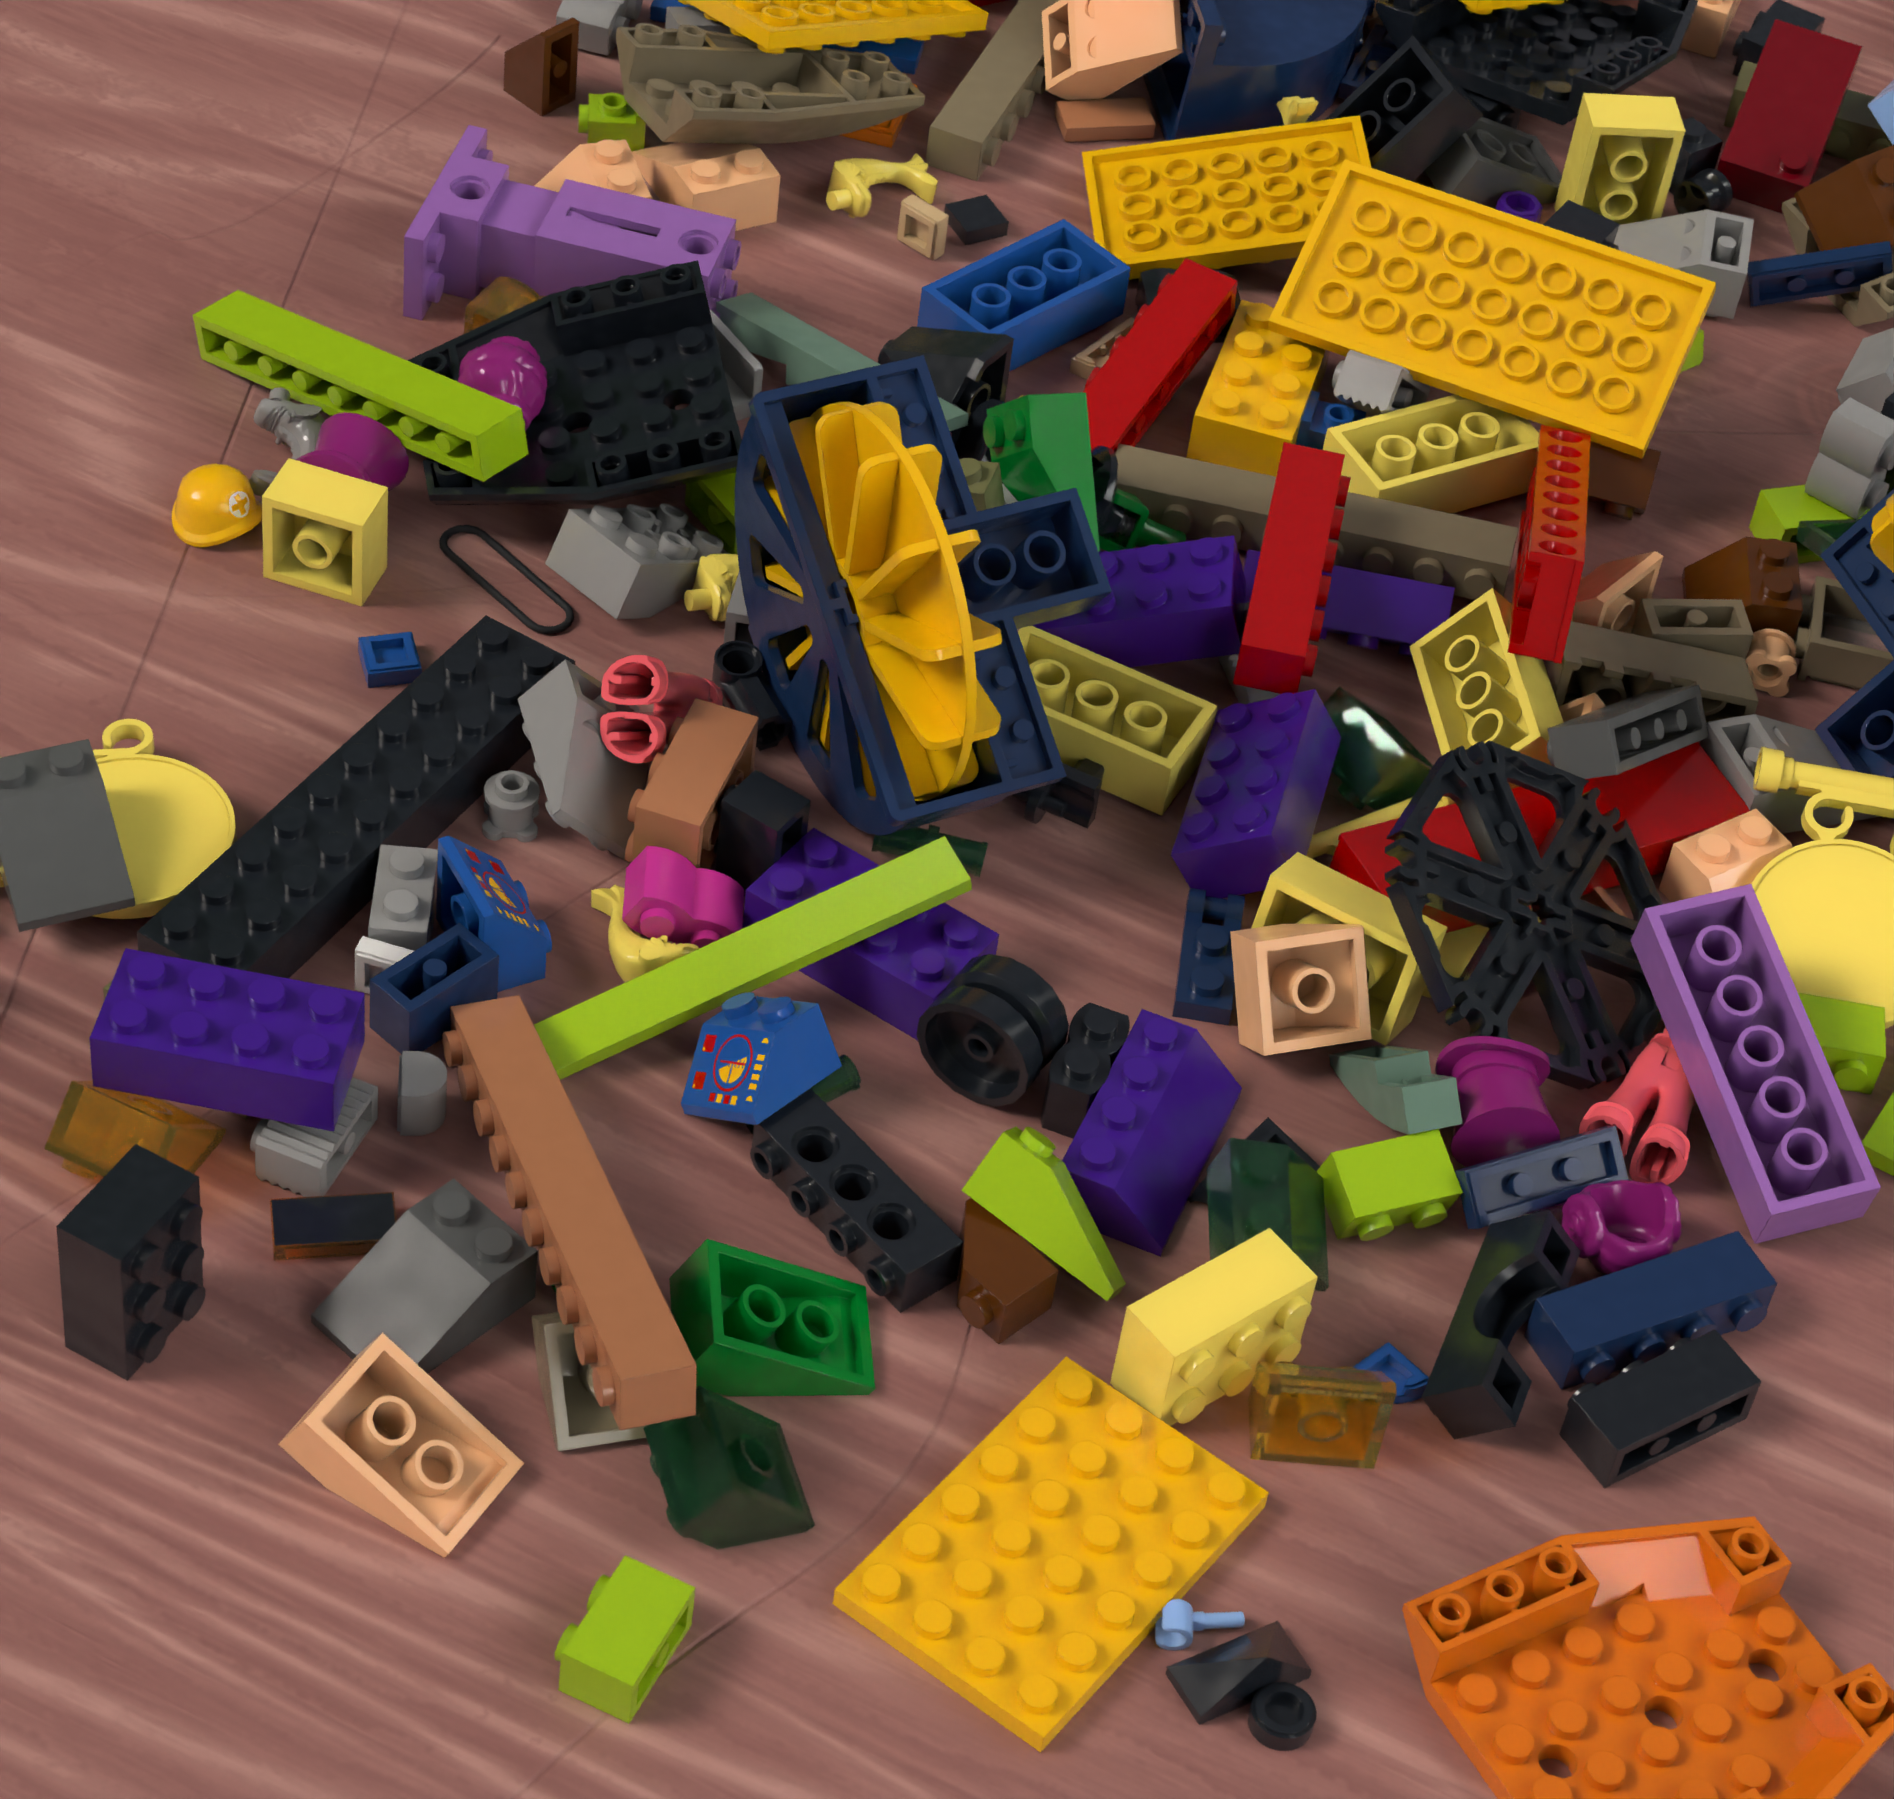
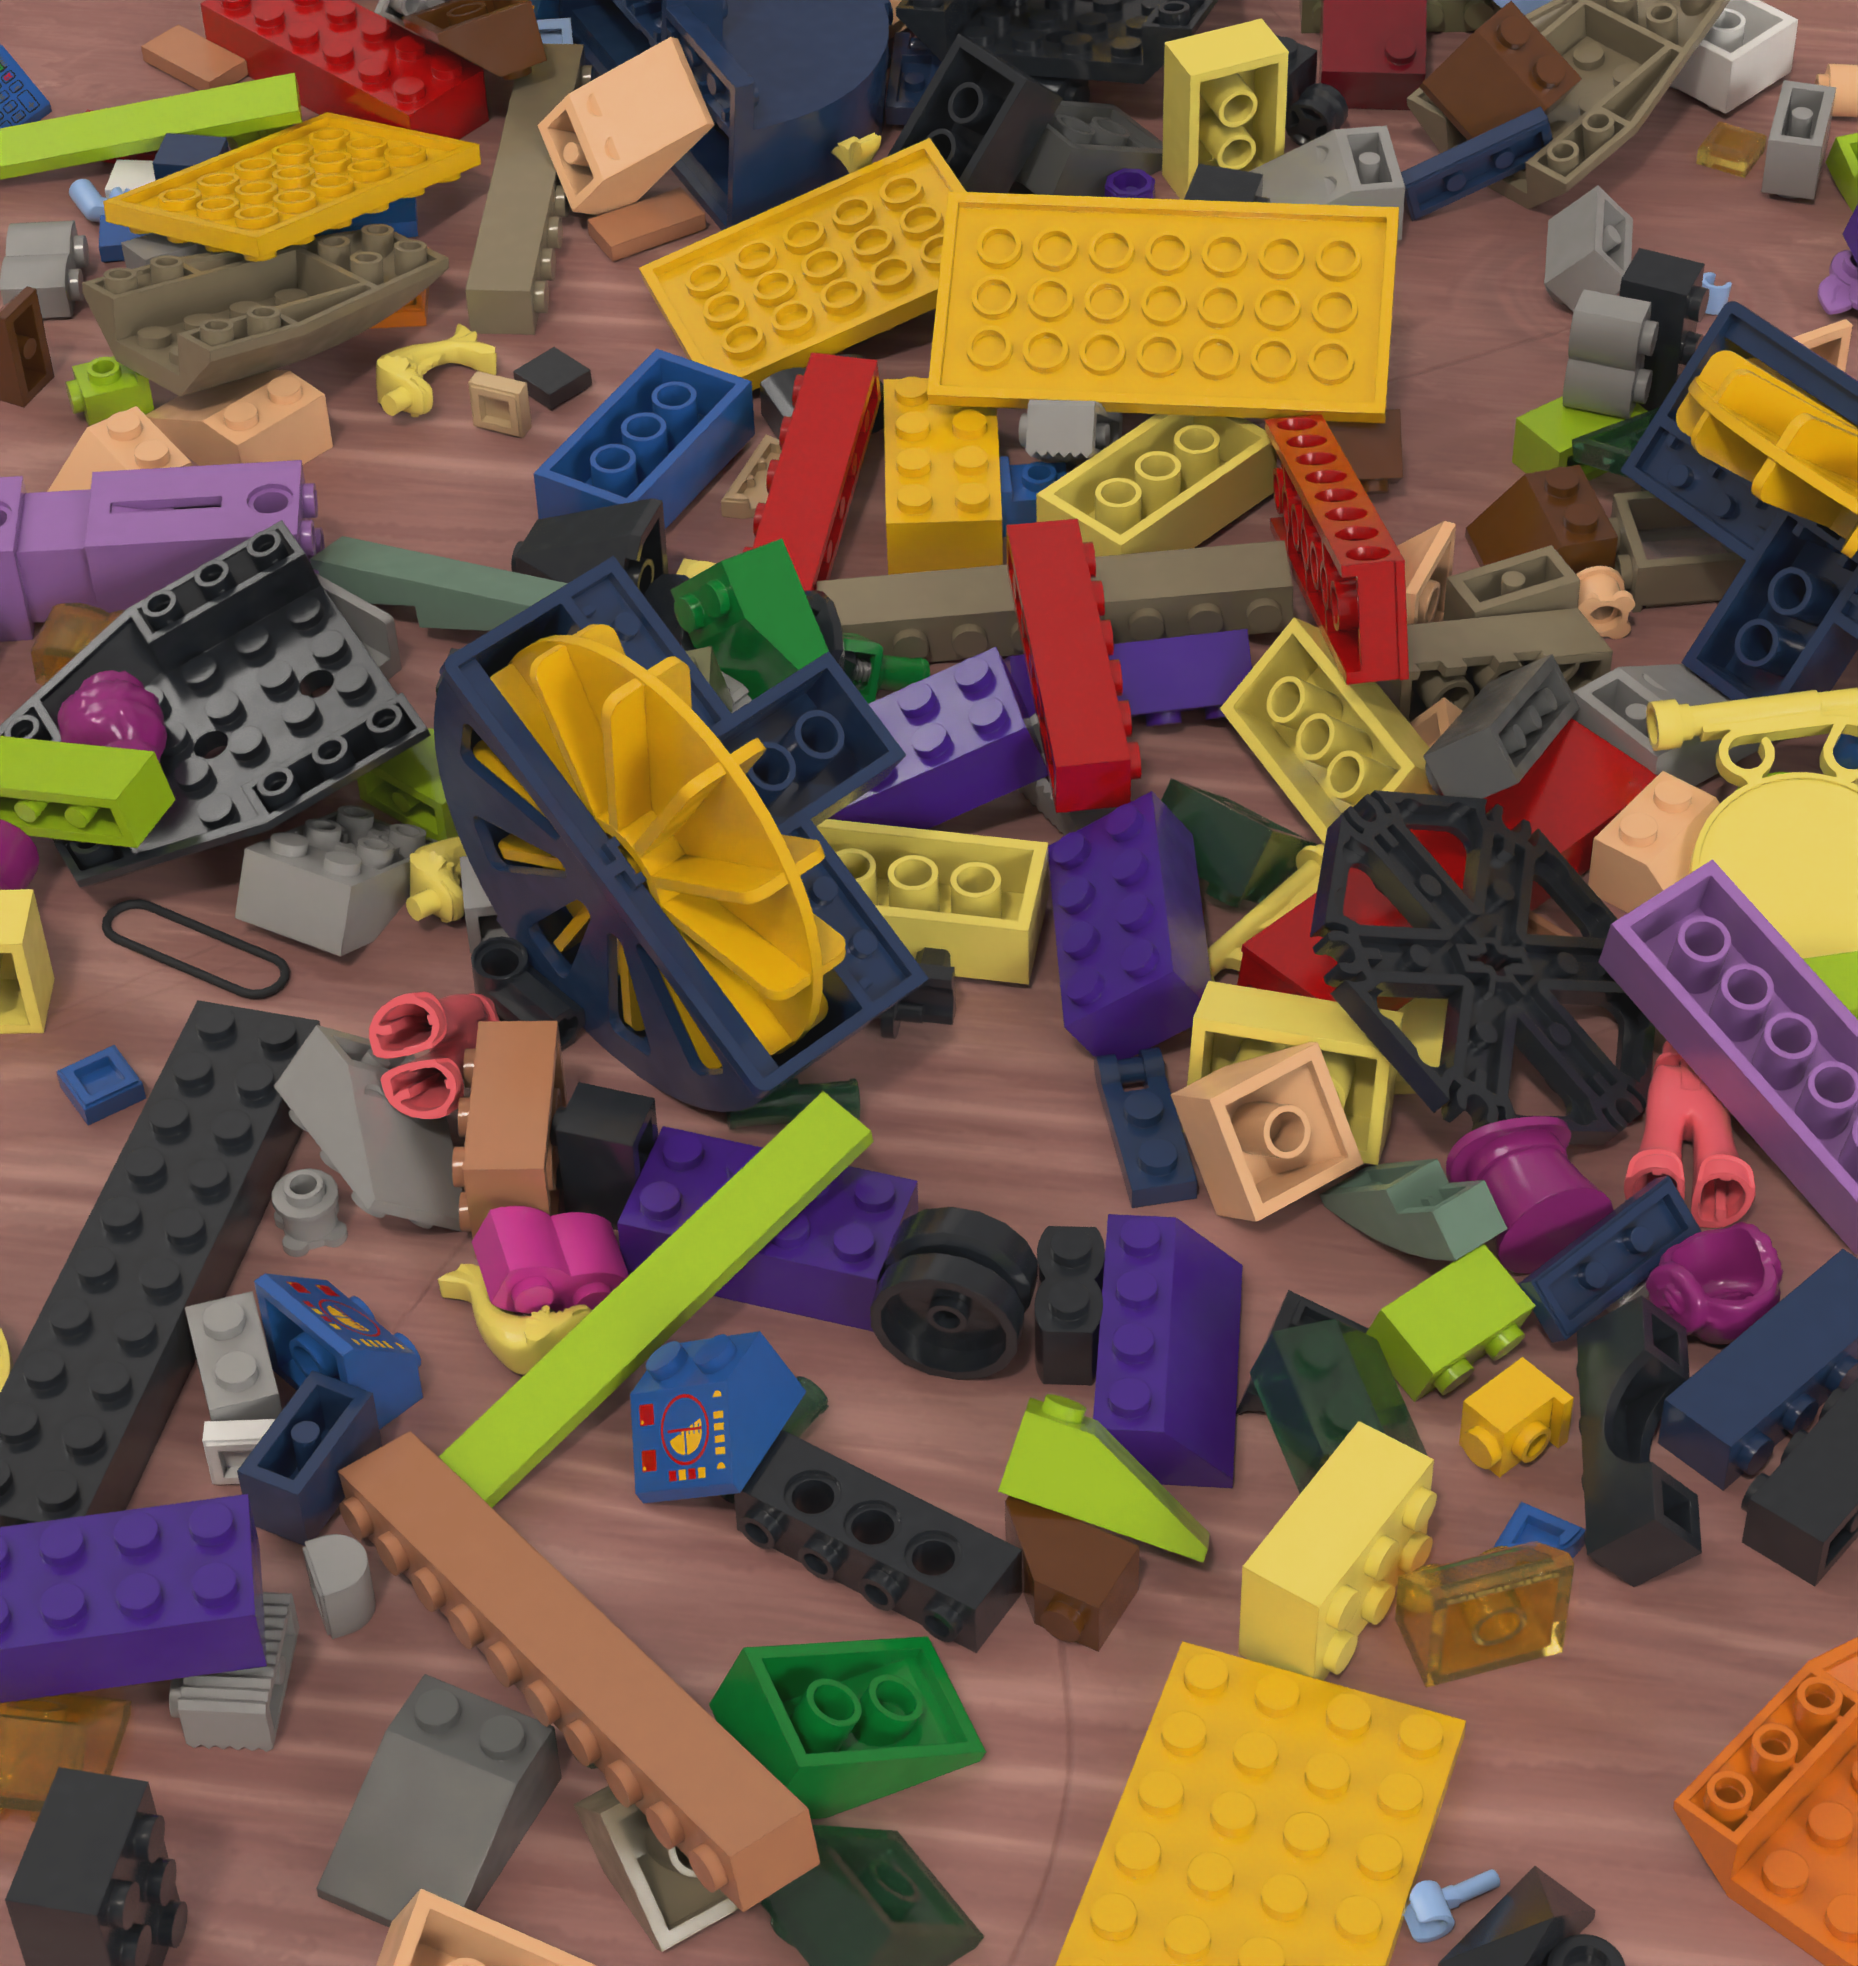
camera: 10 degrees left, 0 degrees up
(329, 1224) = (298, 1774): black tile -> none
(1409, 1275) = (1514, 1418): none -> yellow brick

